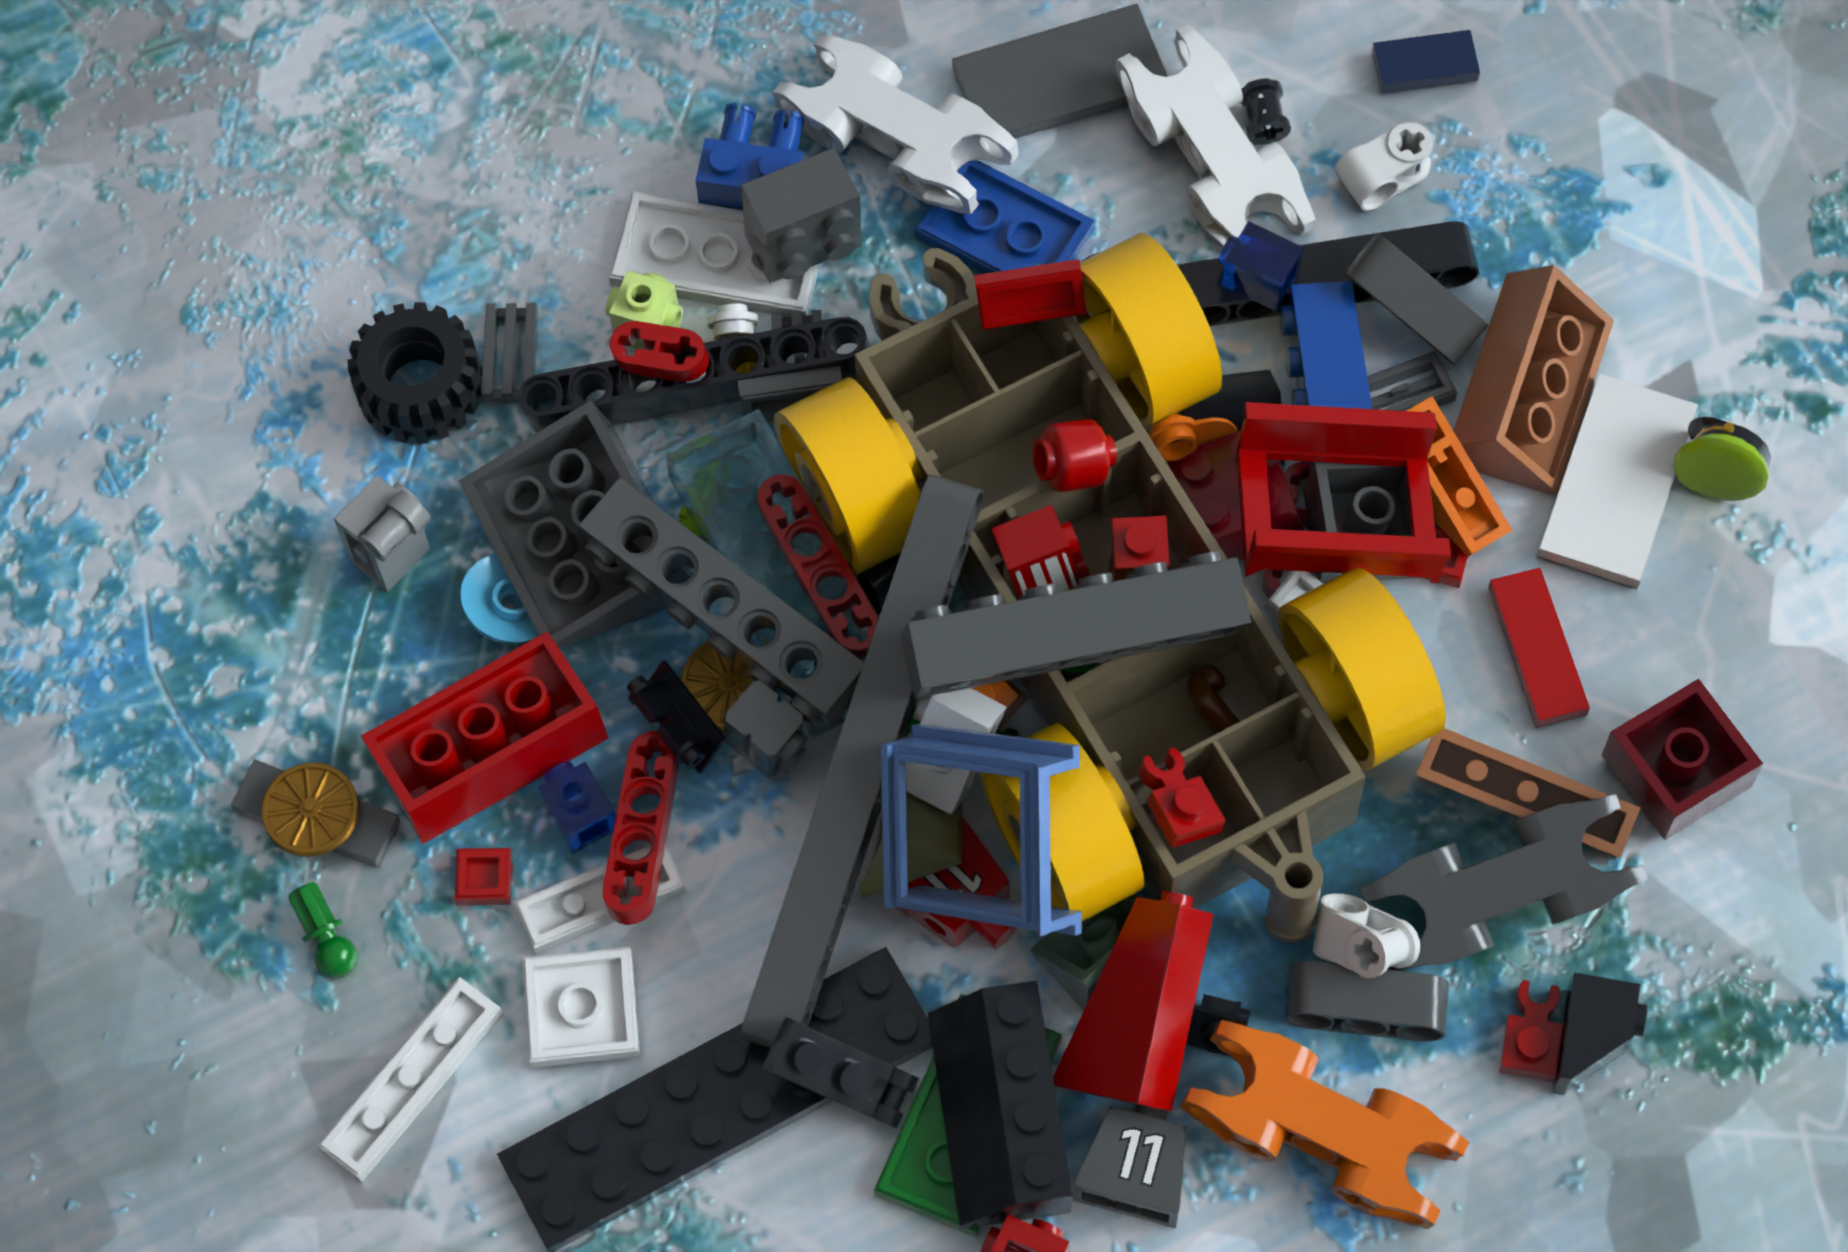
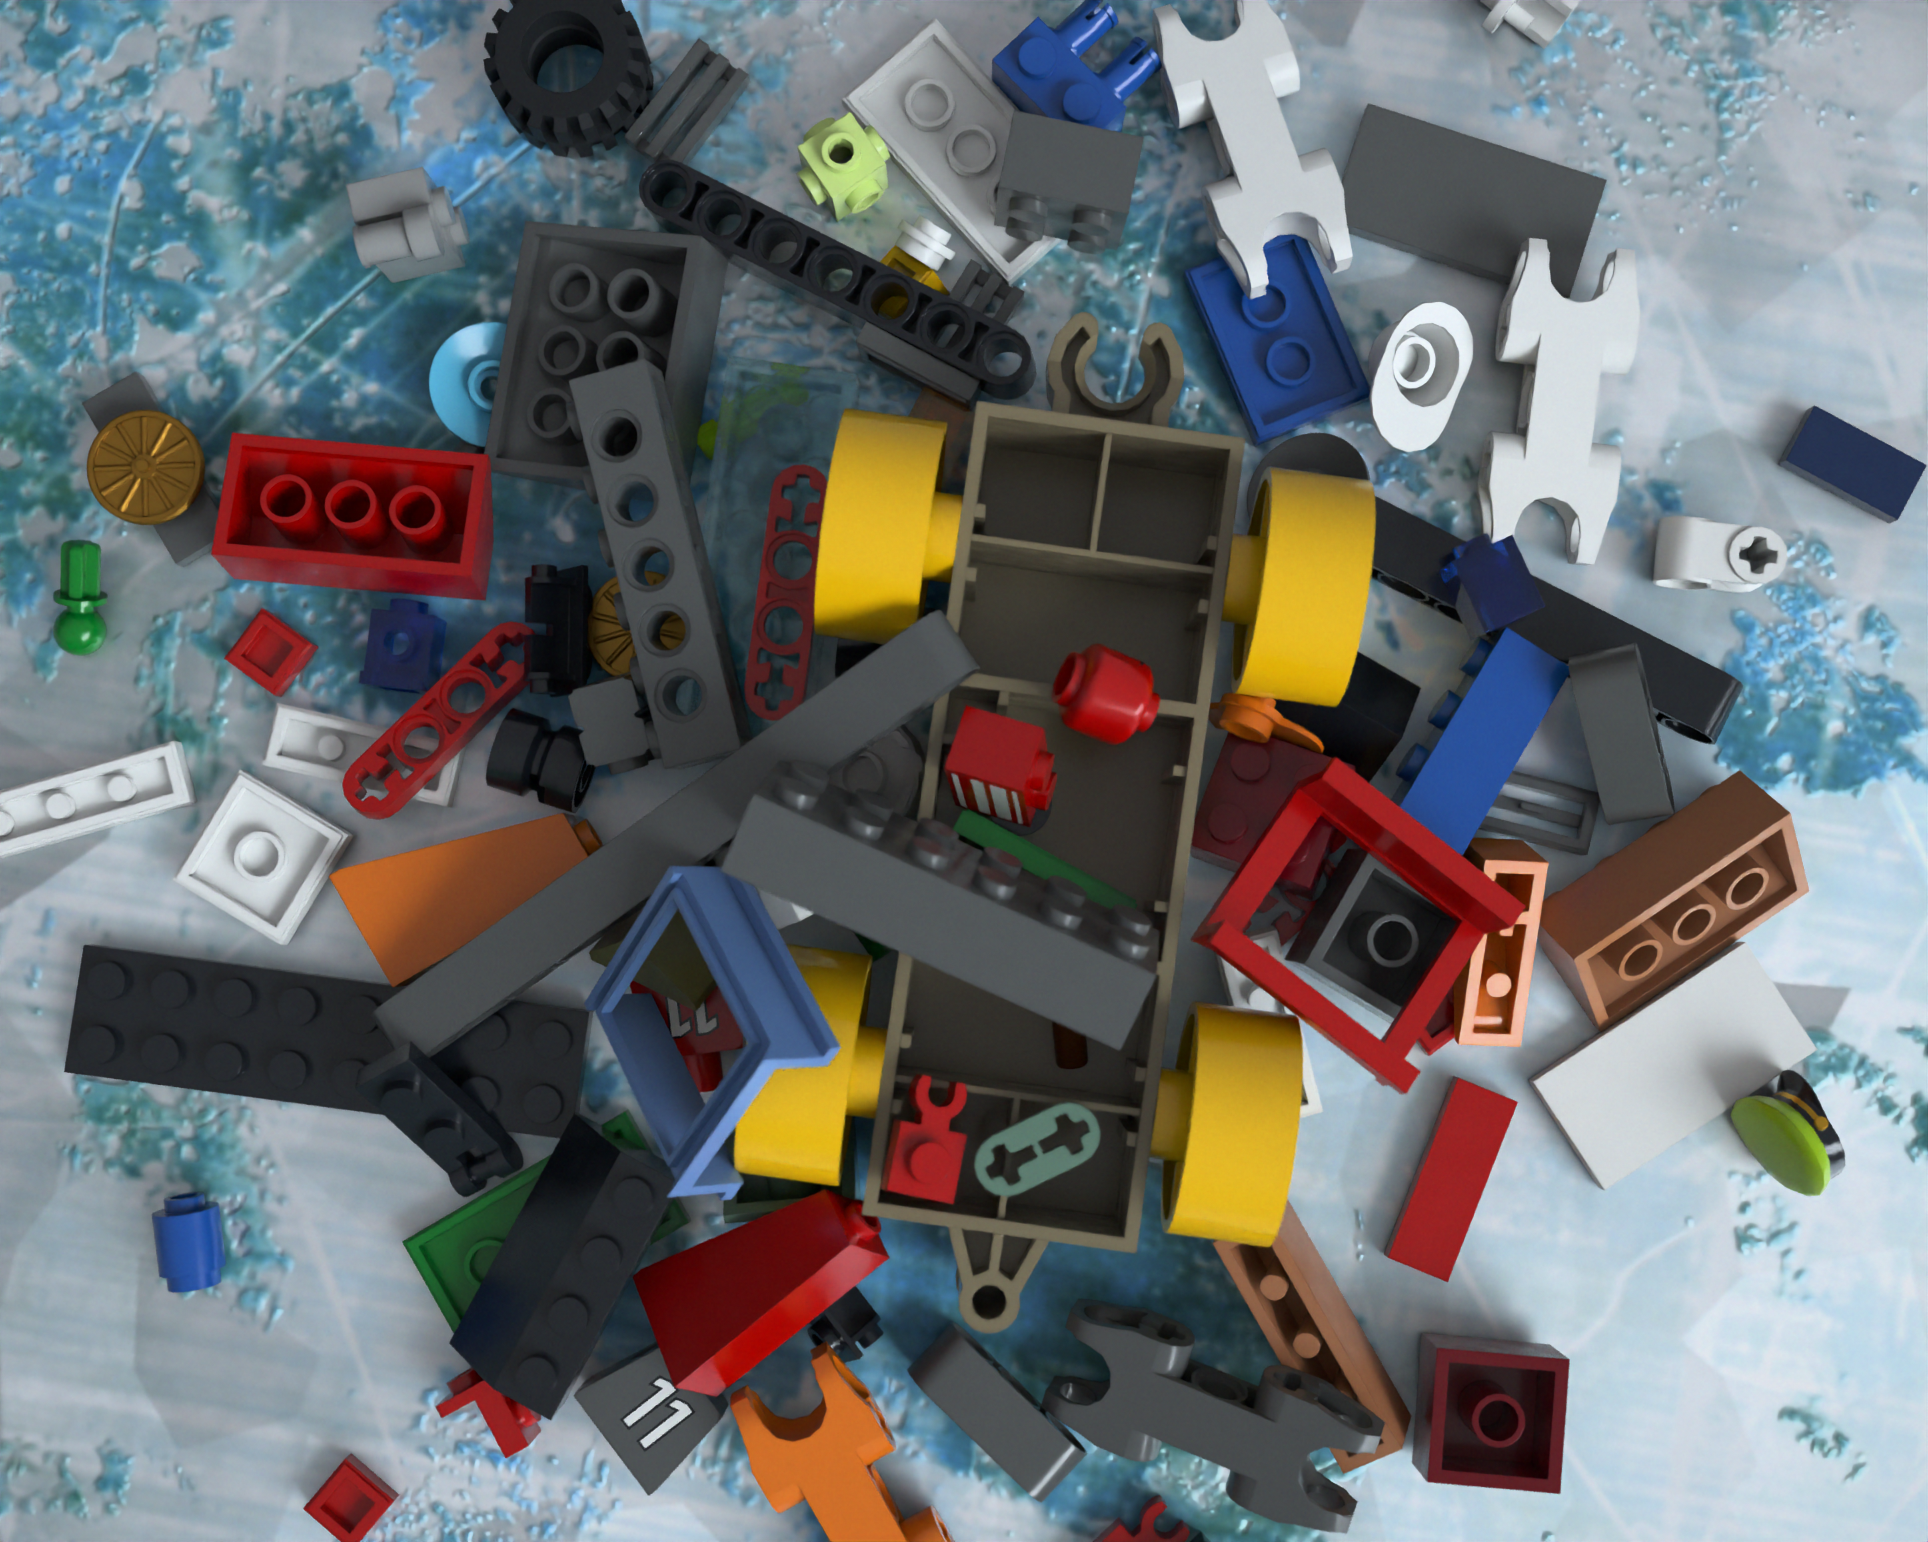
camera: 35 degrees right, 20 degrees up
(661, 344) = (818, 222): red beam -> none
(723, 940) = (442, 896): none -> orange slope
(730, 803) = (536, 758): none -> black wheel
(1030, 294) = (1200, 476): red tile -> none
(1112, 183) = (1418, 374): none -> white piece
(1137, 543) = (1104, 834): red window -> none
(1256, 129) = (1638, 423): black bush -> none
(1261, 760) = (1044, 1164): none -> sand green beam
(1363, 936) = (1030, 1363): white piece -> none

